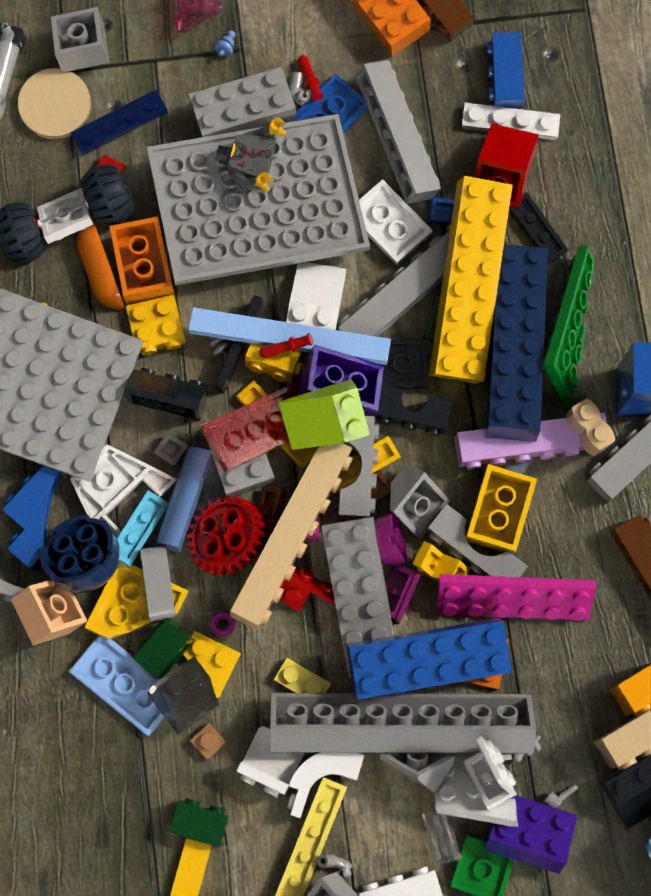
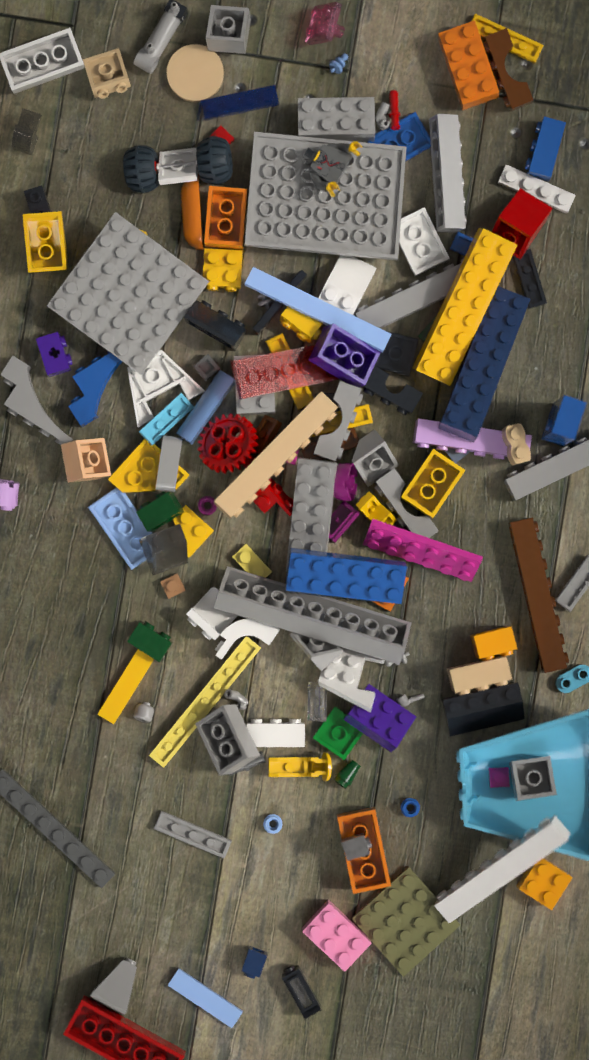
camera: 15 degrees right, 10 degrees up
(80, 554) = (119, 426): dark blue cylinder -> none
(282, 347) = (310, 317): red piece -> none
(324, 416) = (324, 379): lime slope -> none
(490, 775) = (362, 671): white bracket -> none
(569, 332) = (523, 371): green wing -> none

